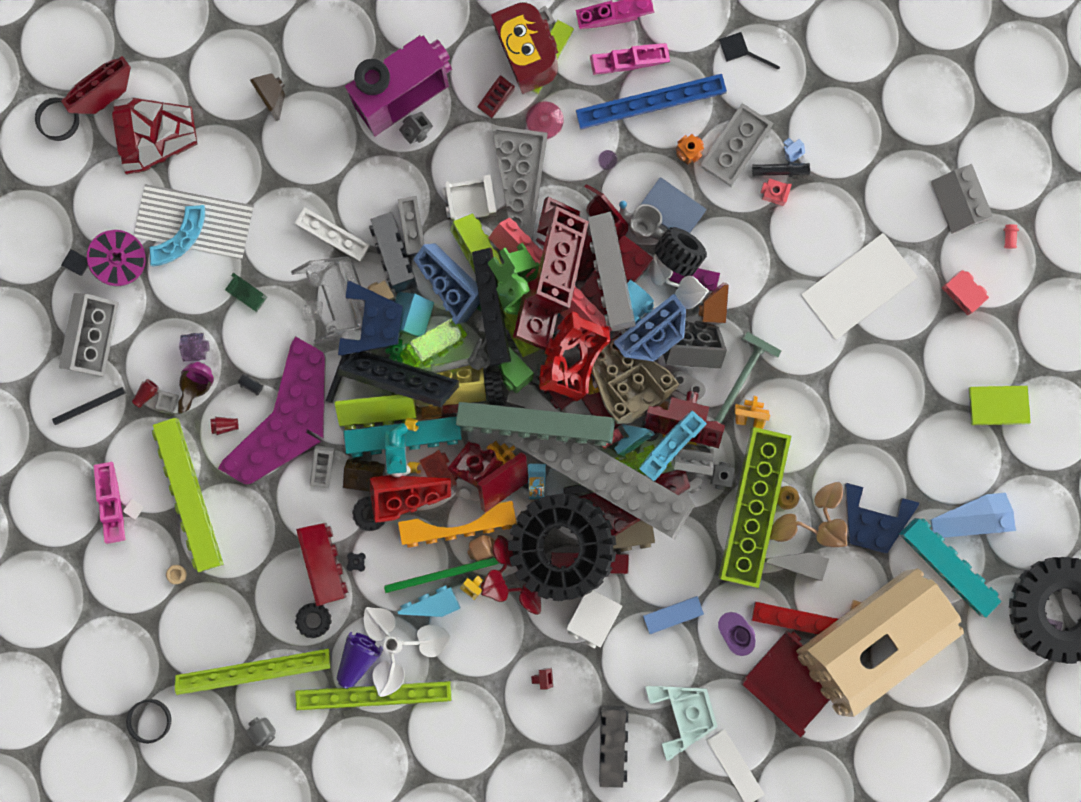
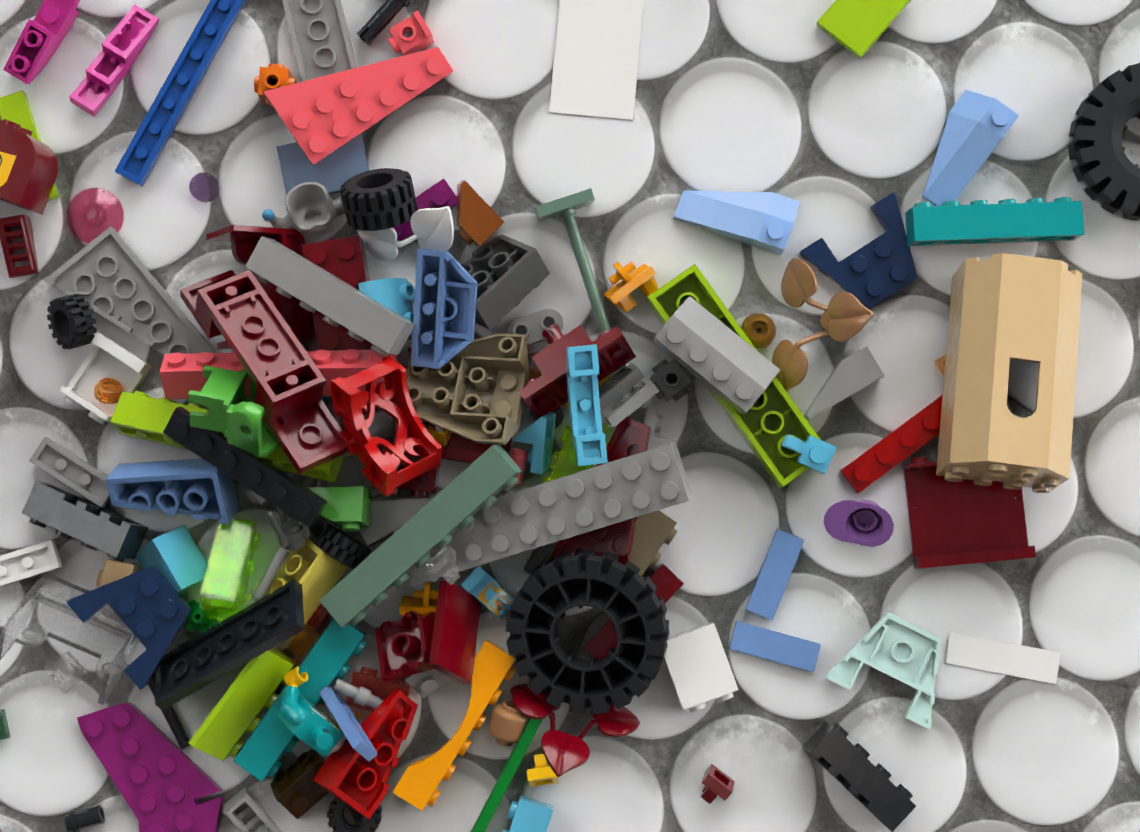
camera: 50 degrees left, 0 degrees up
(413, 470) = (348, 723): none -> medium blue tile
(430, 464) = (360, 695): none -> light grey bar
(466, 206) = (108, 391): none -> clear orange plate
(483, 157) = (71, 321): none -> black tyre
(531, 446) = (443, 565): none -> clear tile
(638, 647) = (774, 646): none -> medium blue tile
(708, 190) = (341, 105): none -> coral wing
(750, 578) = (813, 452): none -> medium azure plate
(755, 487) = (716, 355): none -> light grey slope
(839, 441) = (748, 217): none -> light blue wedge

